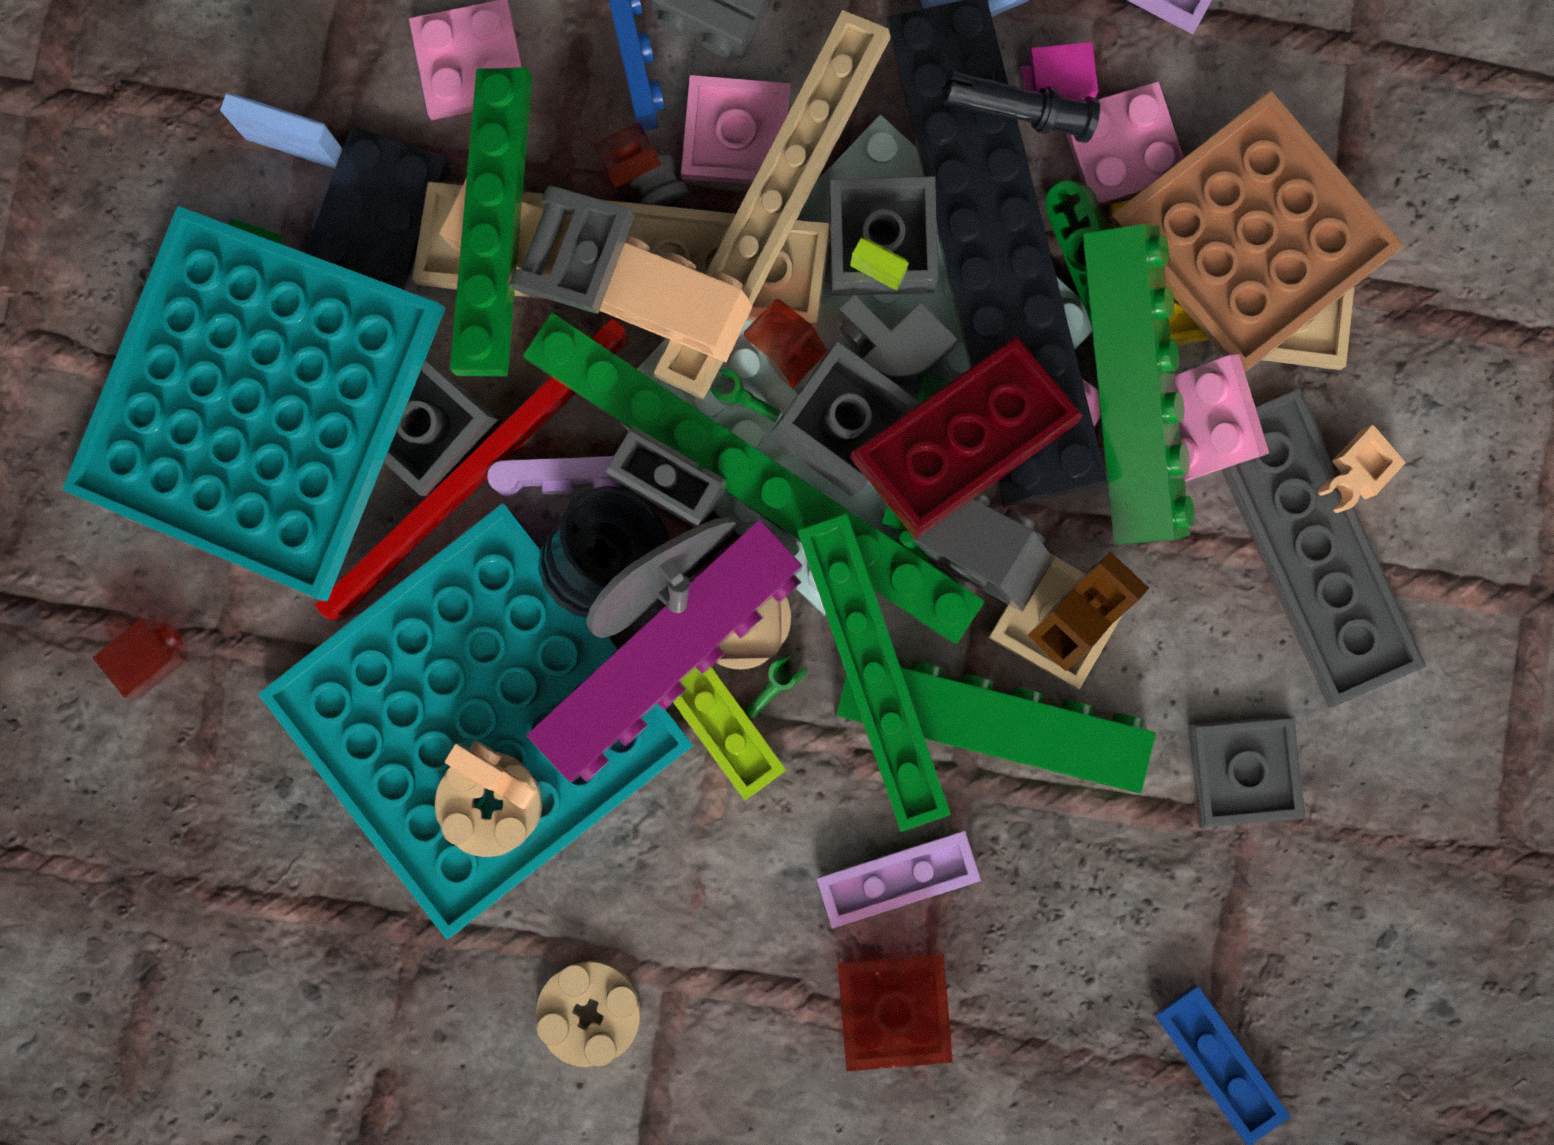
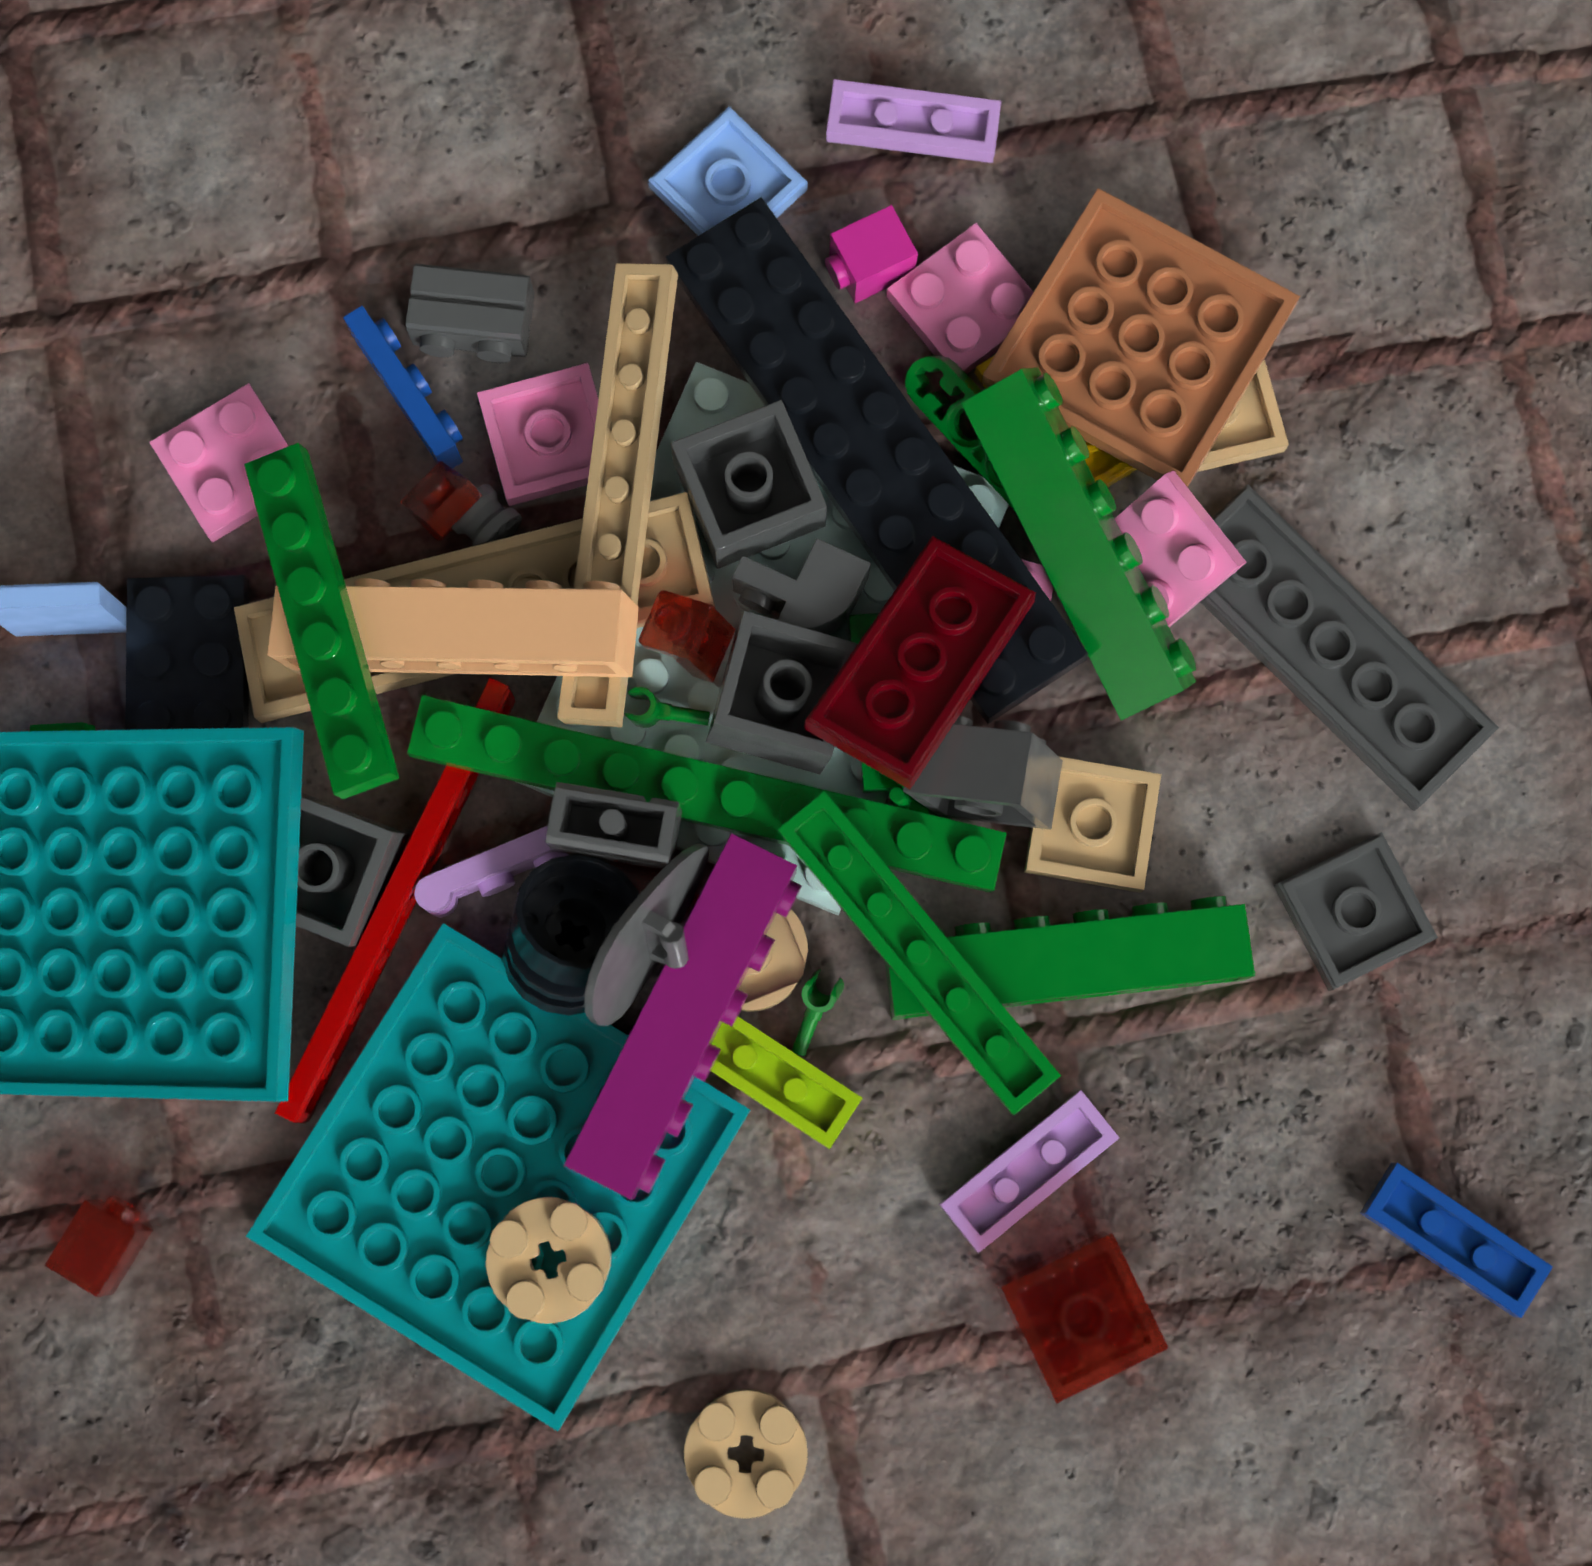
camera: 25 degrees left, 5 degrees down
(481, 766) = (525, 1217): light nougat plate -> none
(585, 256) = (438, 615): dark grey plate -> none
(879, 263) = (758, 510): lime tile -> none
(1042, 108) = (866, 291): black pin -> none
(1087, 611) = (1121, 799): reddish brown brick -> none
(1364, 466) = (1352, 543): light nougat plate -> none

